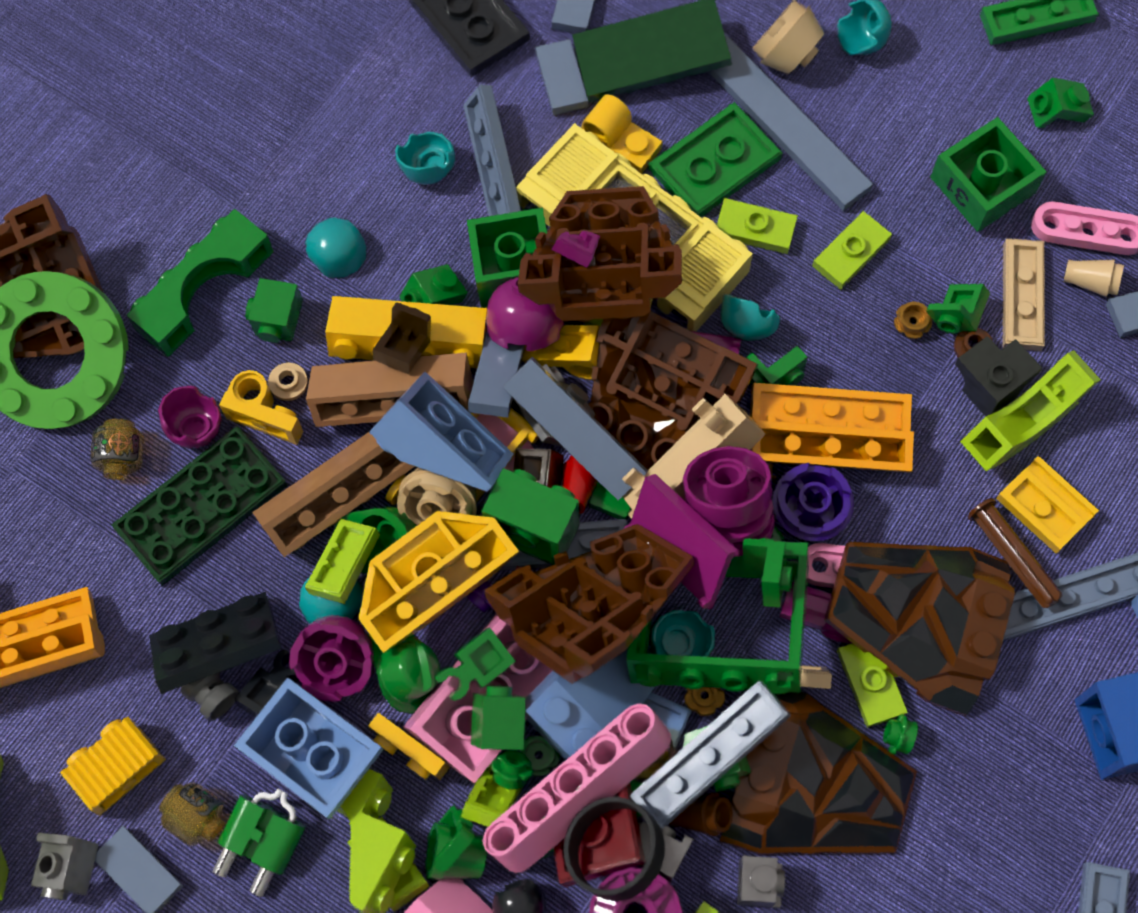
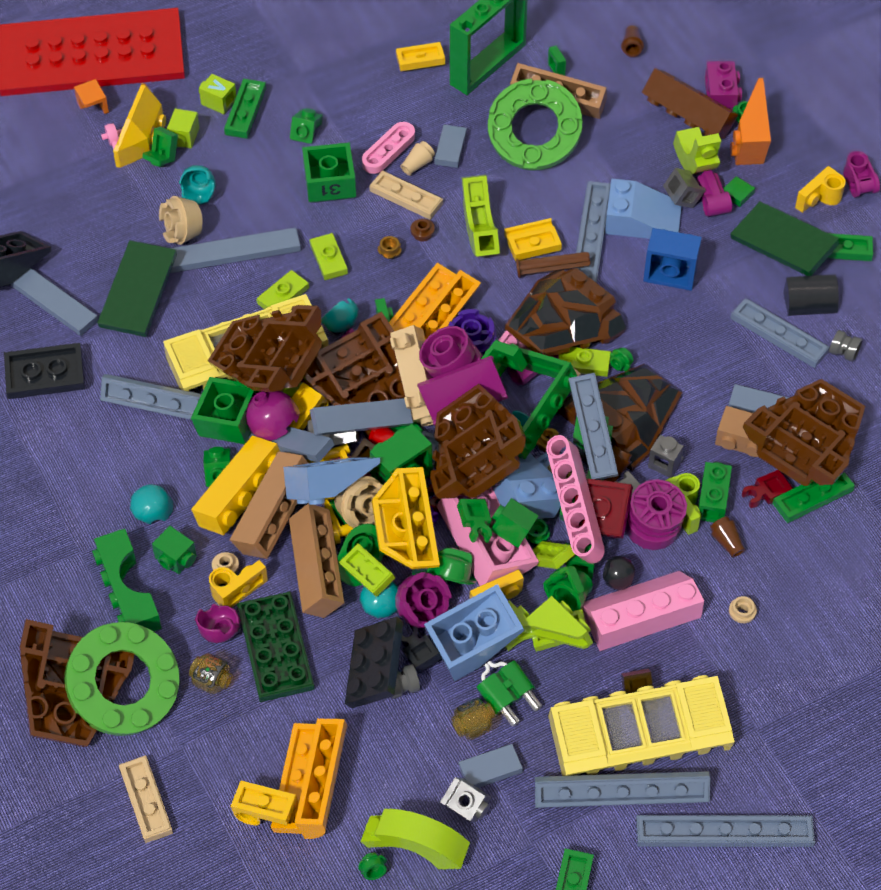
camera: 65 degrees left, 15 degrees down
(112, 765) = (418, 751): yellow brick -> none
(404, 338) = (250, 473): dark brown bracket -> none
(426, 157) = (127, 429): teal hair -> none
(512, 769) = (541, 539): green plate -> none
(561, 77) = (118, 343): sand blue tile -> none
(577, 246) = (259, 355): magenta tile -> none
(579, 827) = (603, 471): black tyre -> none
(613, 126) = (167, 326): yellow plate -> none
(715, 160) = (226, 291): green tile -> none
(960, 308) = (398, 222): green bracket -> none
(996, 375) = (448, 224): pearl dark grey brick -> none

